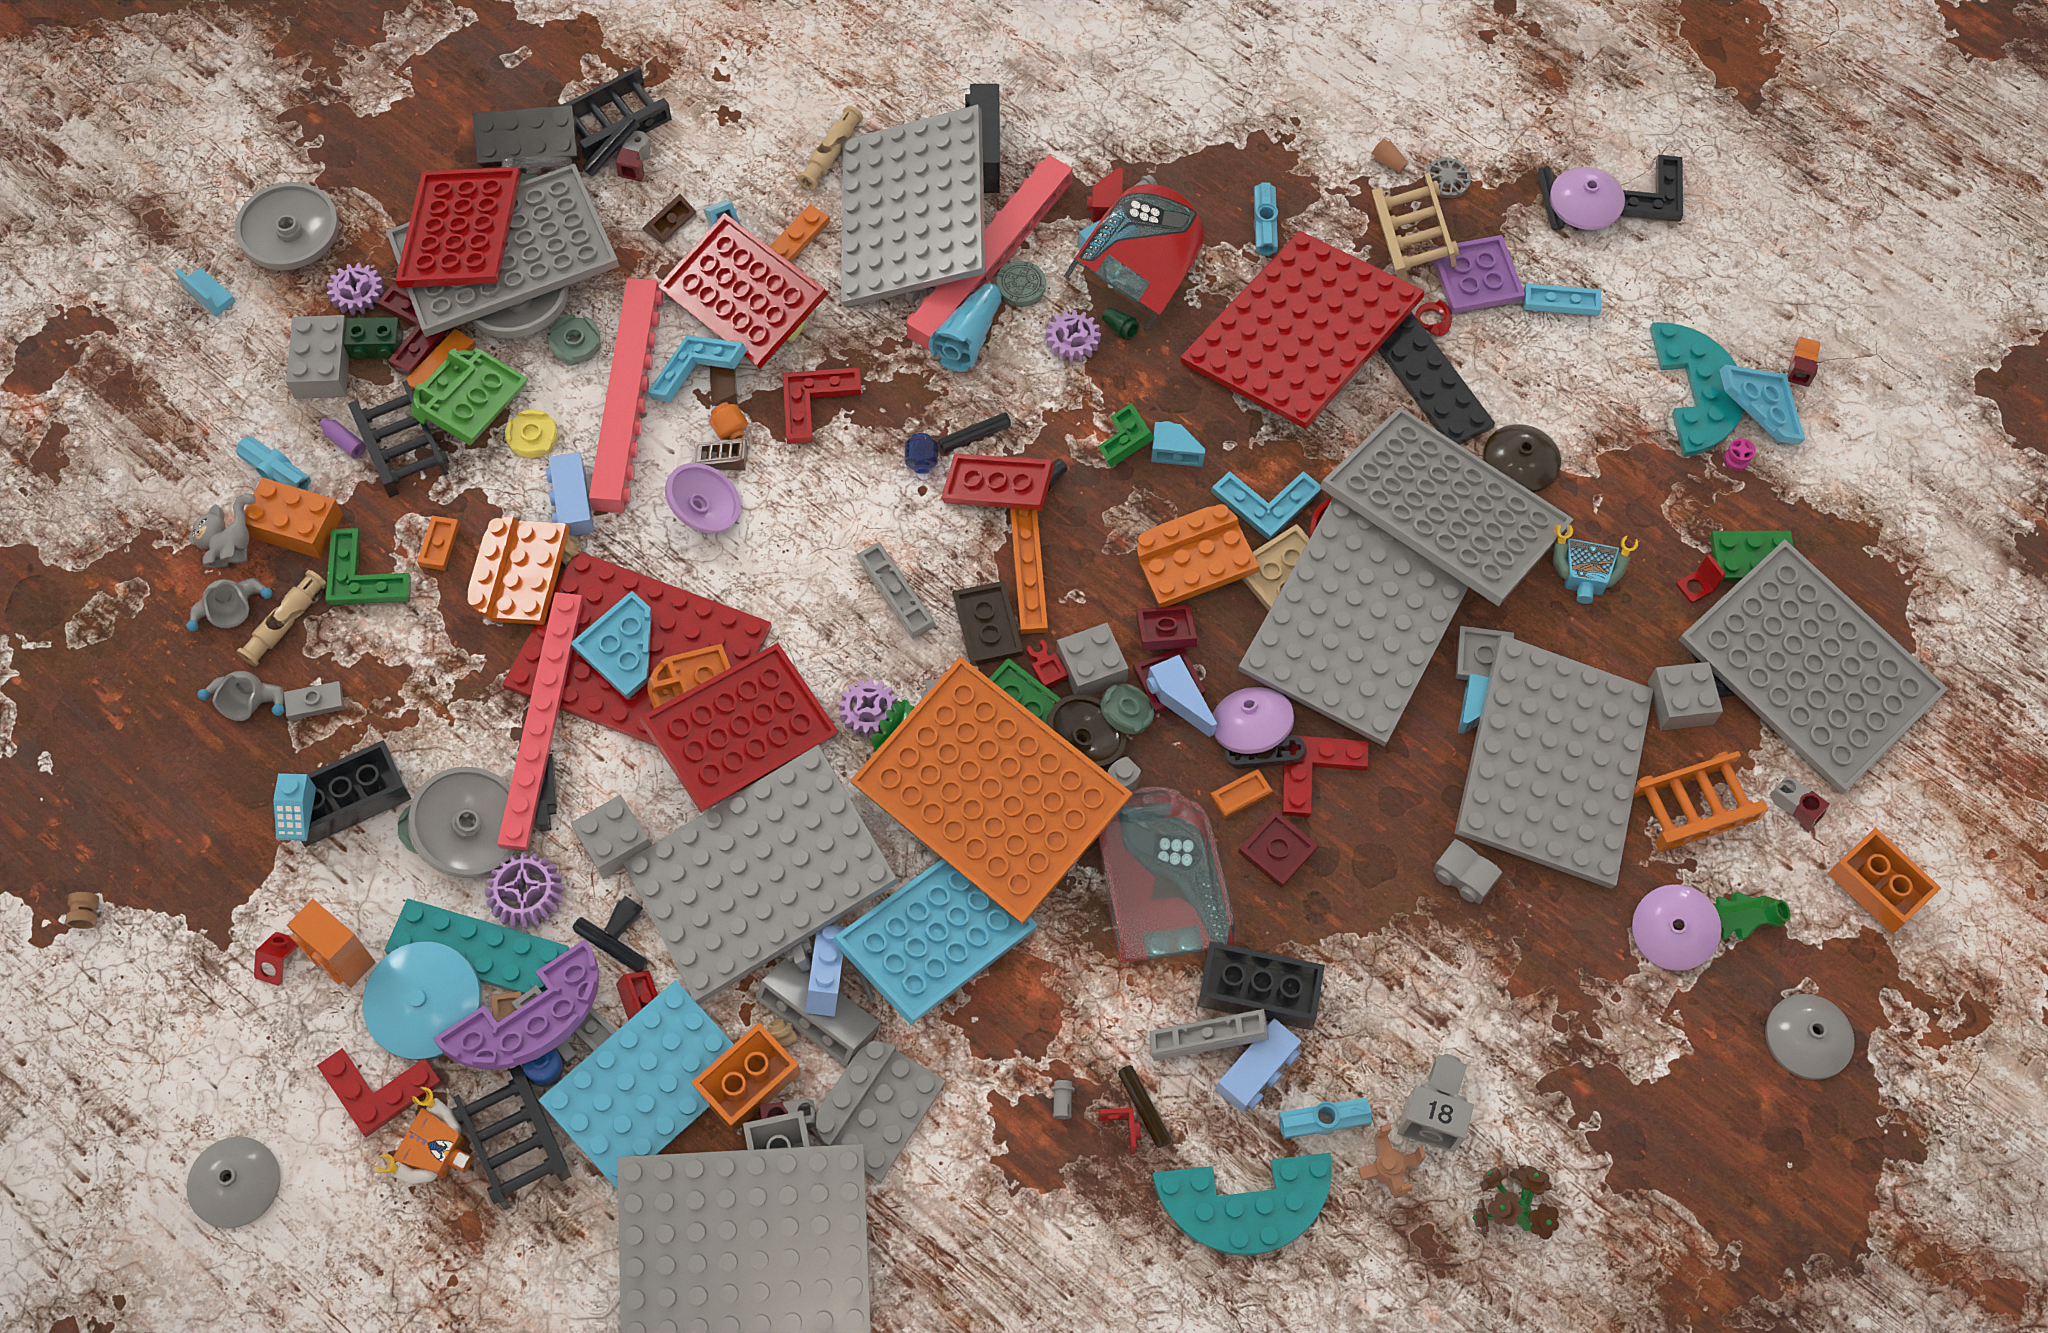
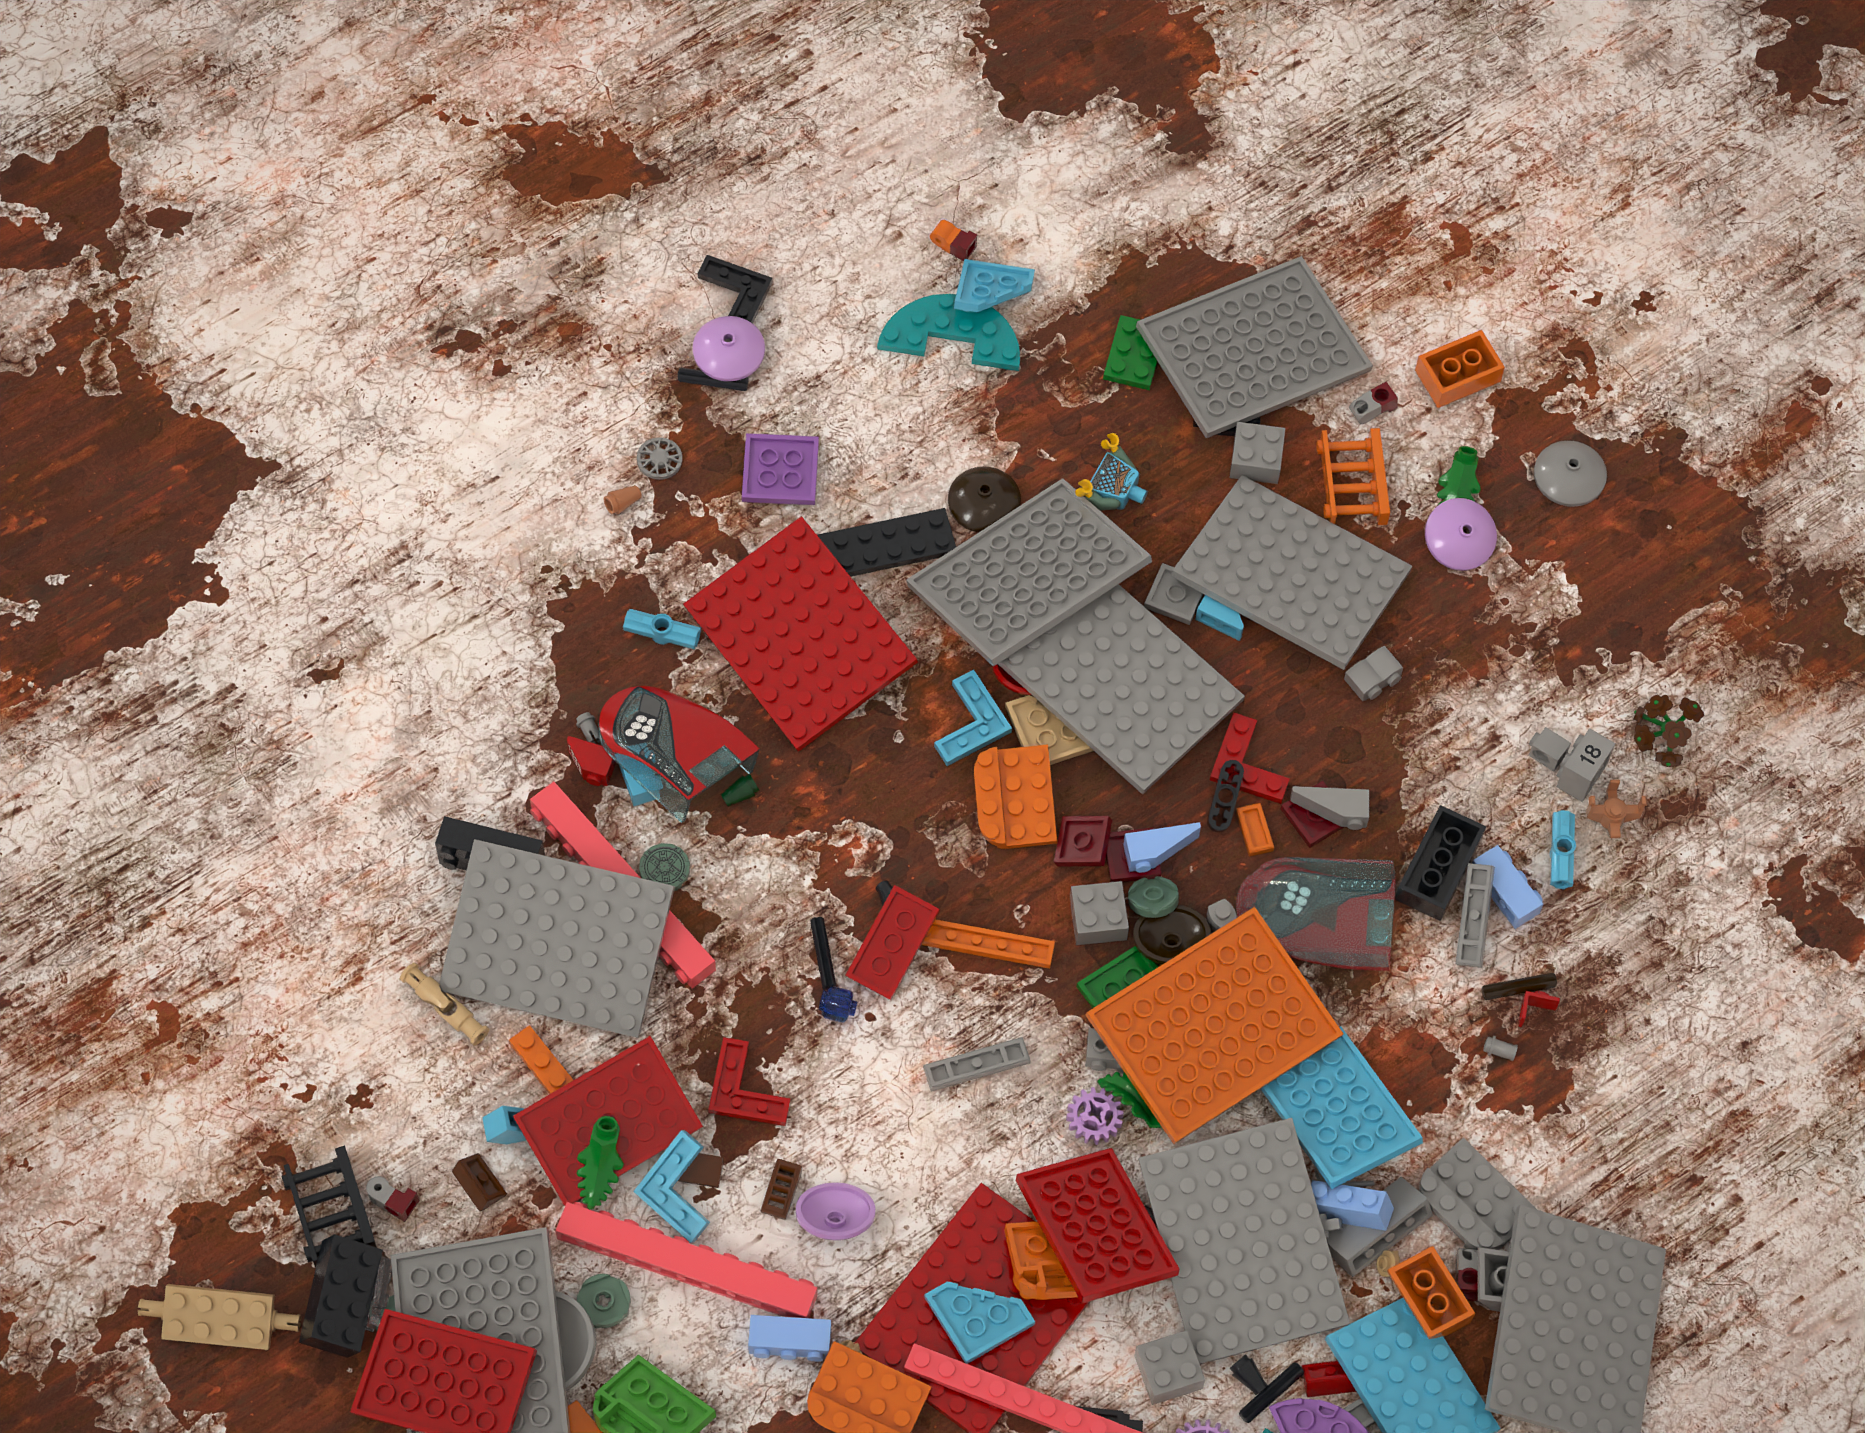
camera: 75 degrees left, 0 degrees up
(492, 60) = (218, 1316): none -> tan plate
(531, 433) = (702, 1365): light yellow tile -> none
(611, 145) = (377, 1215): black axle -> none
(700, 293) = (600, 1161): none -> green plant
(728, 421) = (749, 1172): orange head -> none
(965, 330) = (715, 929): medium azure cone -> none
(987, 623) = (1033, 993): dark brown plate -> none
(1047, 668) = (1094, 953): red plate -> none
(1072, 336) = (743, 846): lavender gear -> none
(1131, 436) = (873, 812): green plate -> none
(1176, 445) = (891, 781): medium azure slope -> none
(1251, 1220) = (1632, 931): teal plate -> none
(1253, 720) = (1207, 799): lavender dish -> none
(1290, 868) = (1338, 805): none -> light grey slope
(1397, 243) = (727, 525): tan fence -> none
(1443, 309) = (828, 520): red piece -> none
(1562, 299) = (830, 408): medium azure plate -> none
(1708, 576) = (1148, 393): red bracket -> none
(1745, 450) = (1031, 320): dark pink wheel -> none

